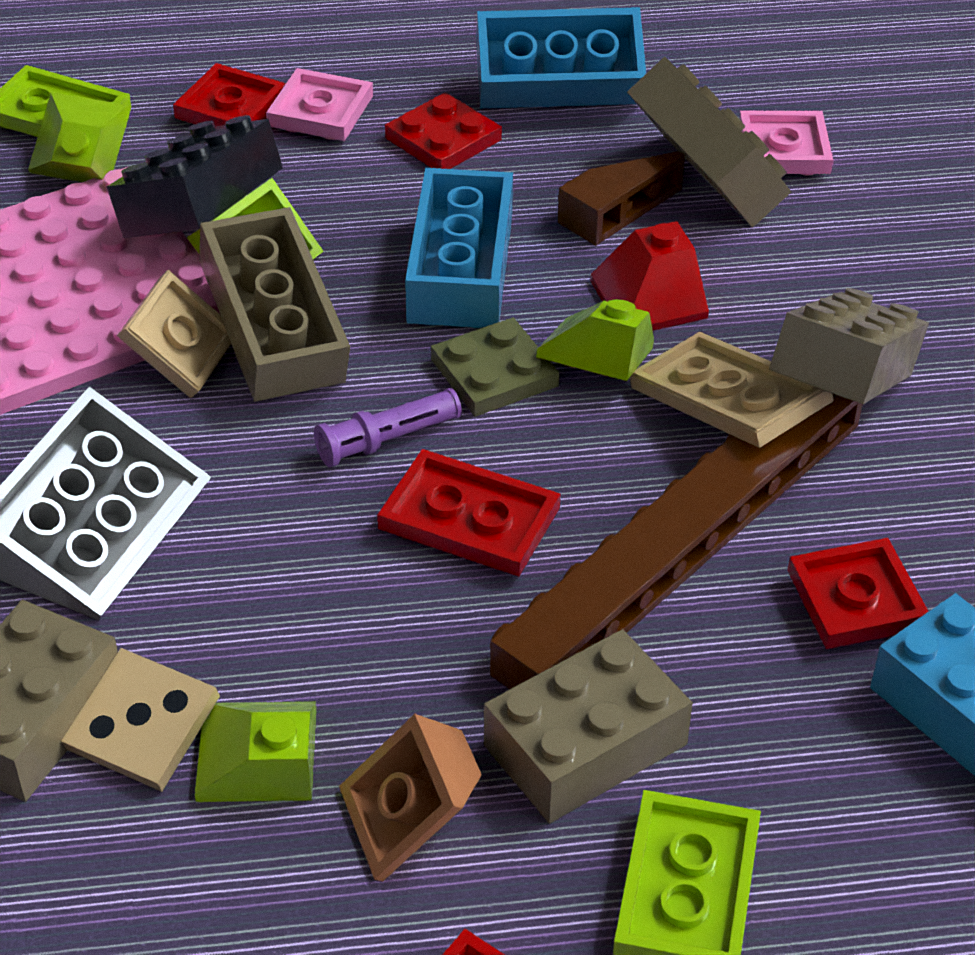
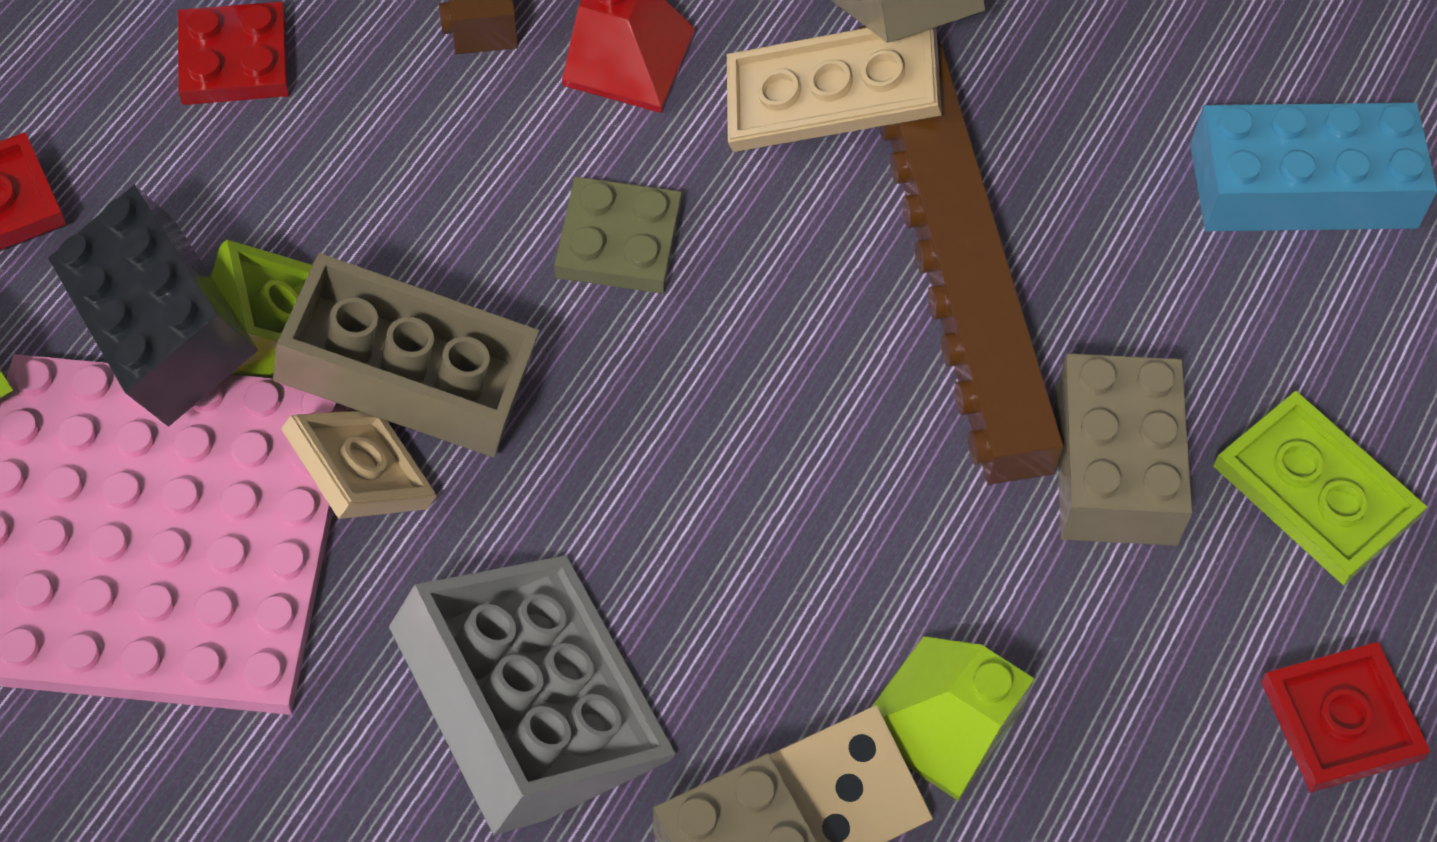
camera: 55 degrees left, 15 degrees up
(320, 104) = (84, 124): bright pink plate -> none
(367, 431) = (629, 388): medium lavender pin -> none
(409, 791) = (1106, 628): nougat slope -> none
(459, 248) = (453, 152): dark azure brick -> none
(469, 512) = (799, 375): red plate -> none
(602, 339) = (682, 134): lime slope -> none
(856, 592) = (1118, 167): red plate -> none

